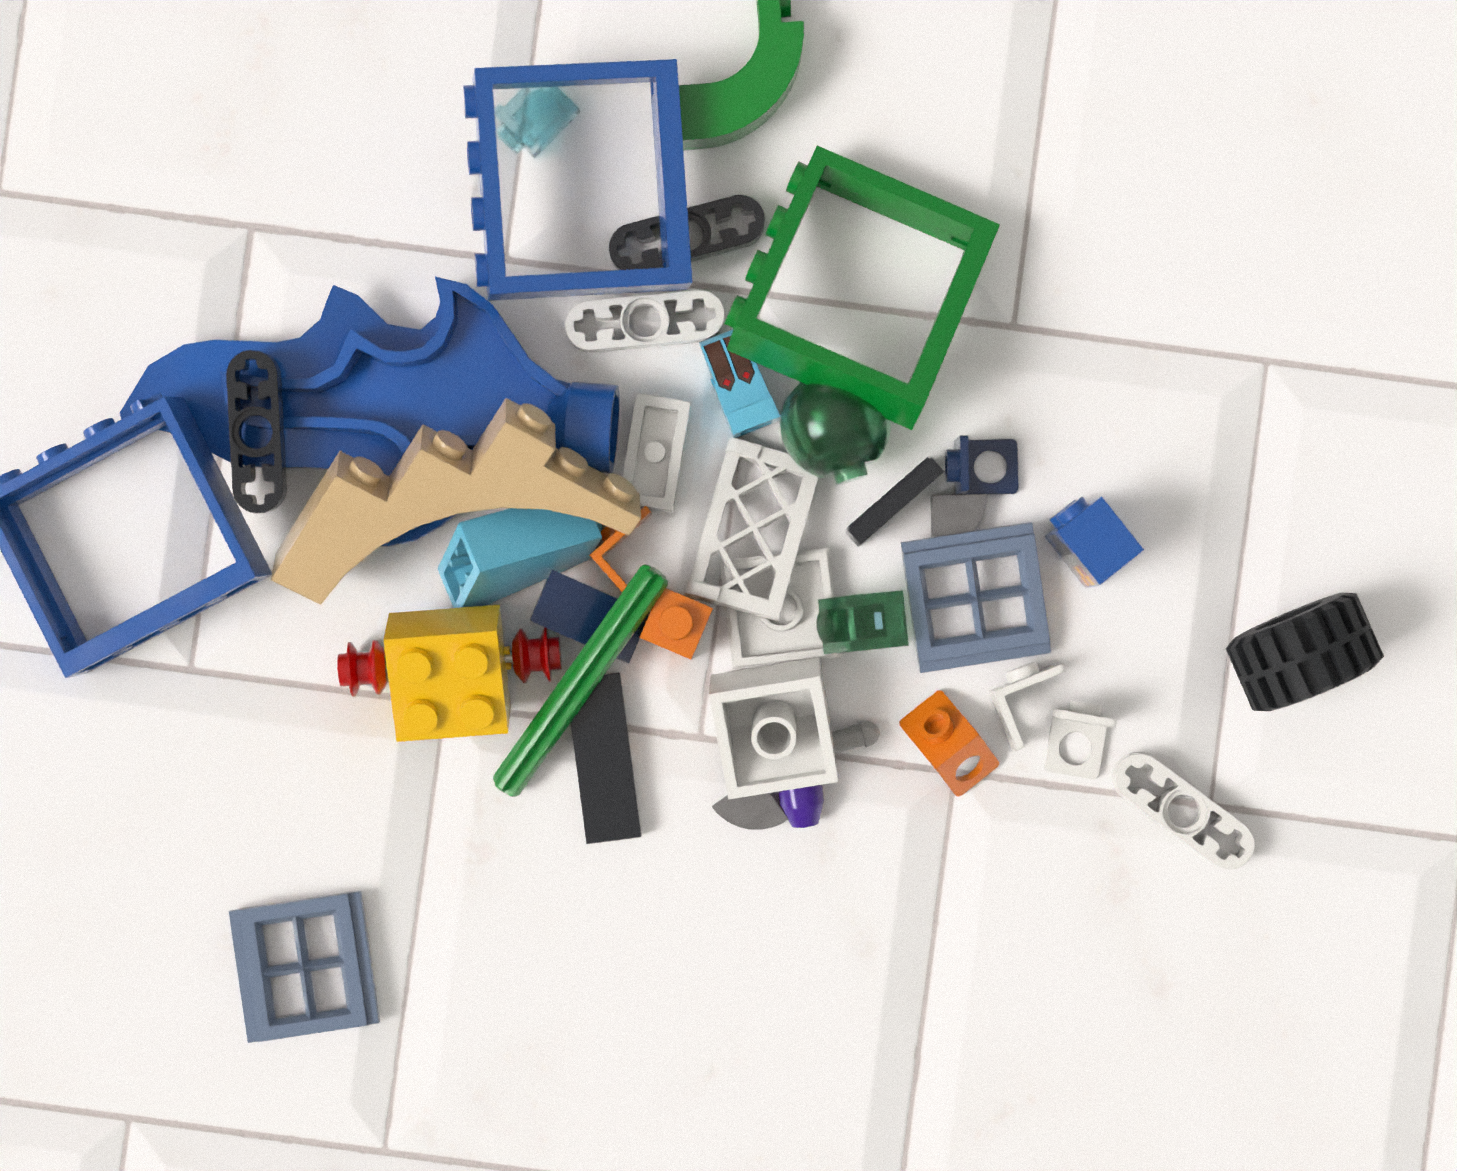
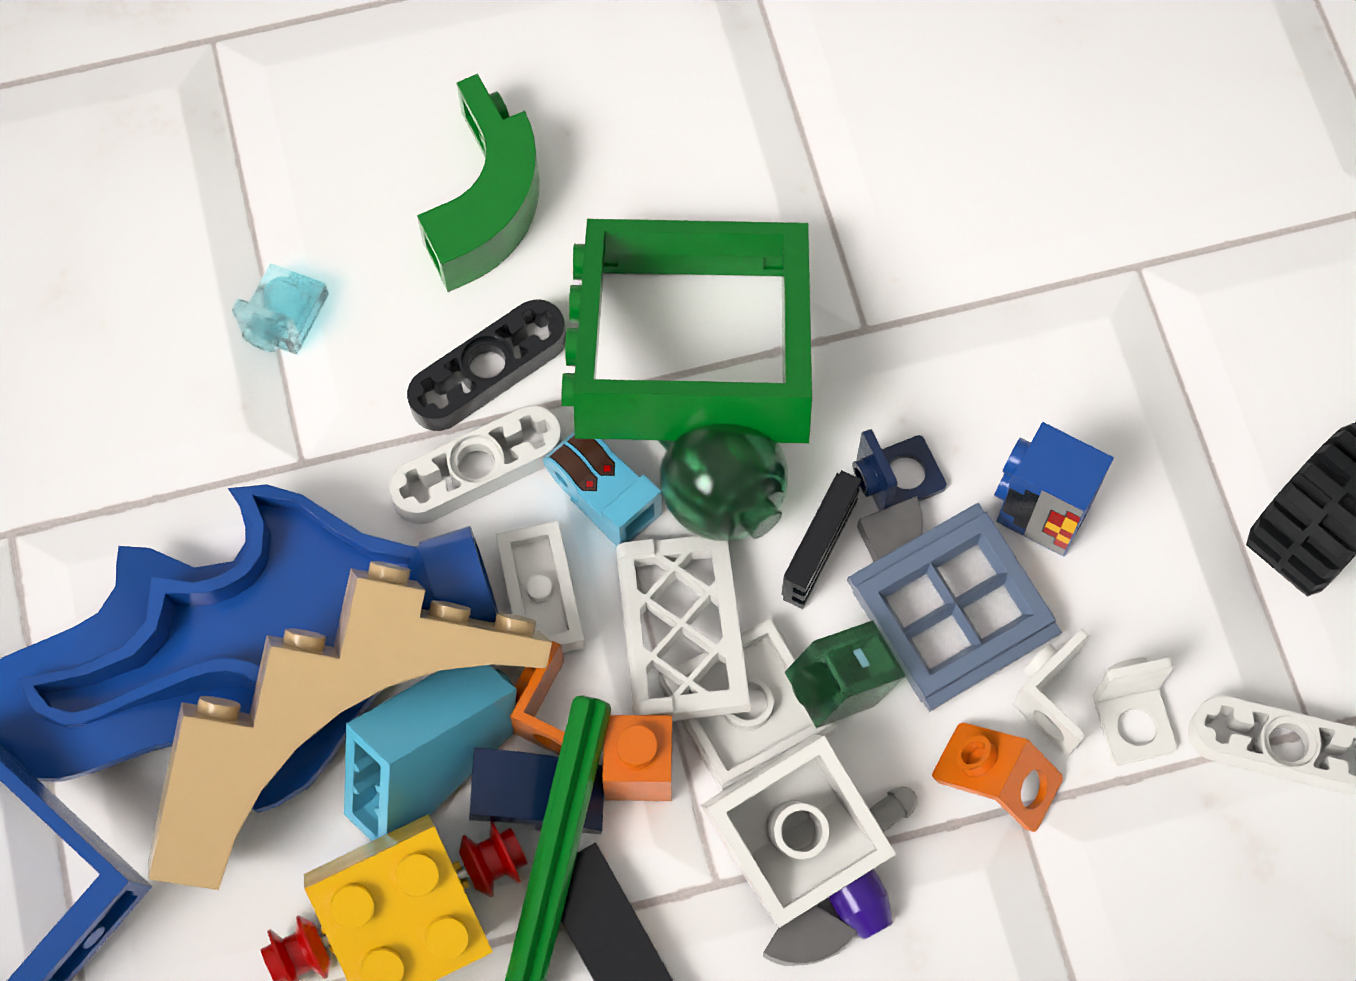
camera: 20 degrees left, 20 degrees down
(266, 389) = (43, 688): black beam -> none
(670, 177) = (386, 436): blue window -> none

